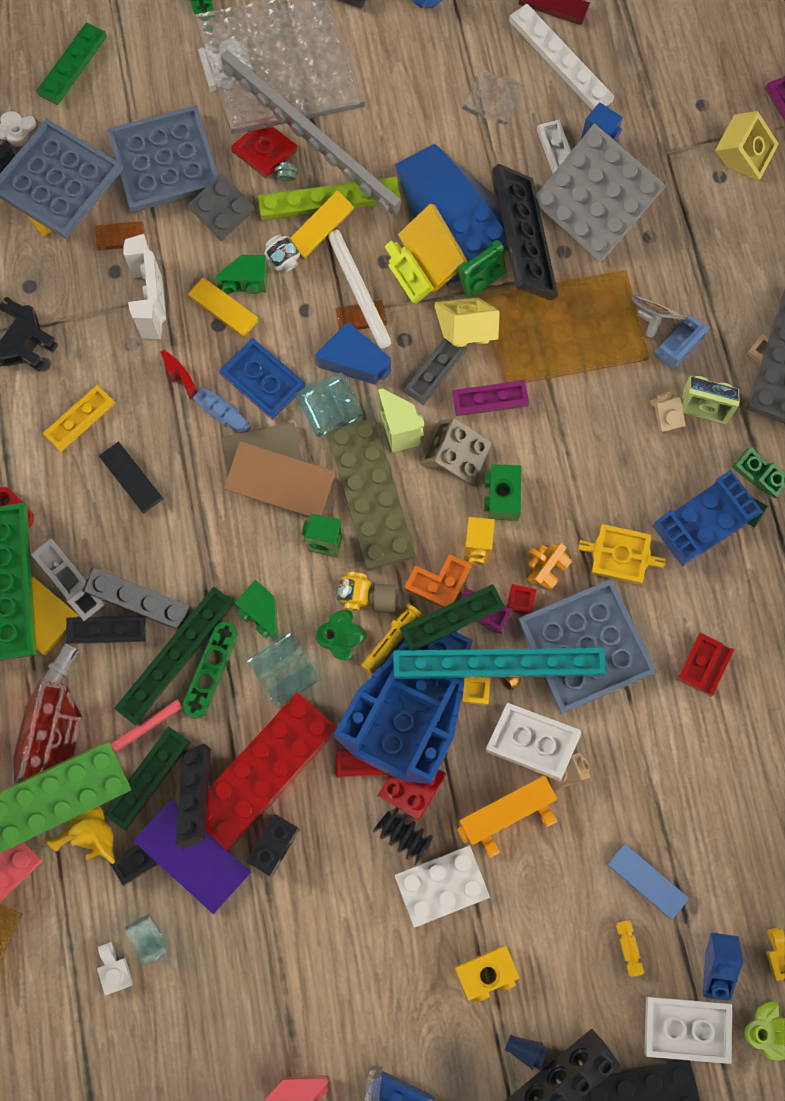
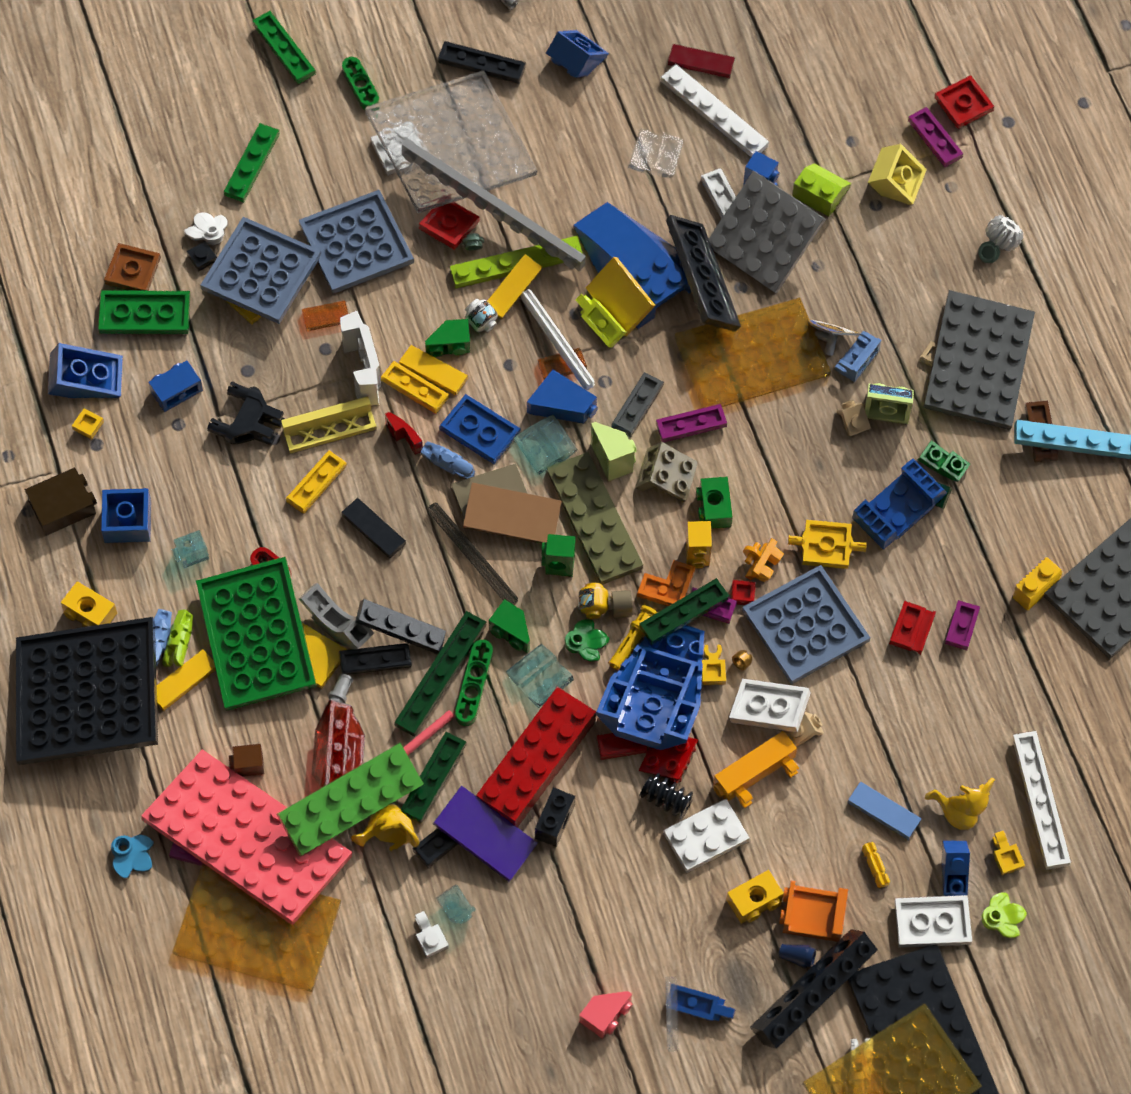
camera: 10 degrees left, 10 degrees down
(98, 348) = (328, 417): none -> light yellow fence
(193, 797) = (480, 780): black plate -> none
(200, 324) = (414, 387): none -> yellow tile
(221, 207) = (418, 280): dark grey plate -> none
(232, 521) = (472, 553): none -> clear smoke axle
(468, 321) = (661, 357): light yellow slope -> none
(482, 269) = (669, 311): green plate -> none
(498, 663) = (730, 643): teal plate -> none
(552, 999) = (814, 912): none -> orange panel
(662, 152) = (820, 189): none -> lime slope
(743, 891) = (963, 810): none -> yellow piece
(762, 668) = (962, 625): none -> magenta plate

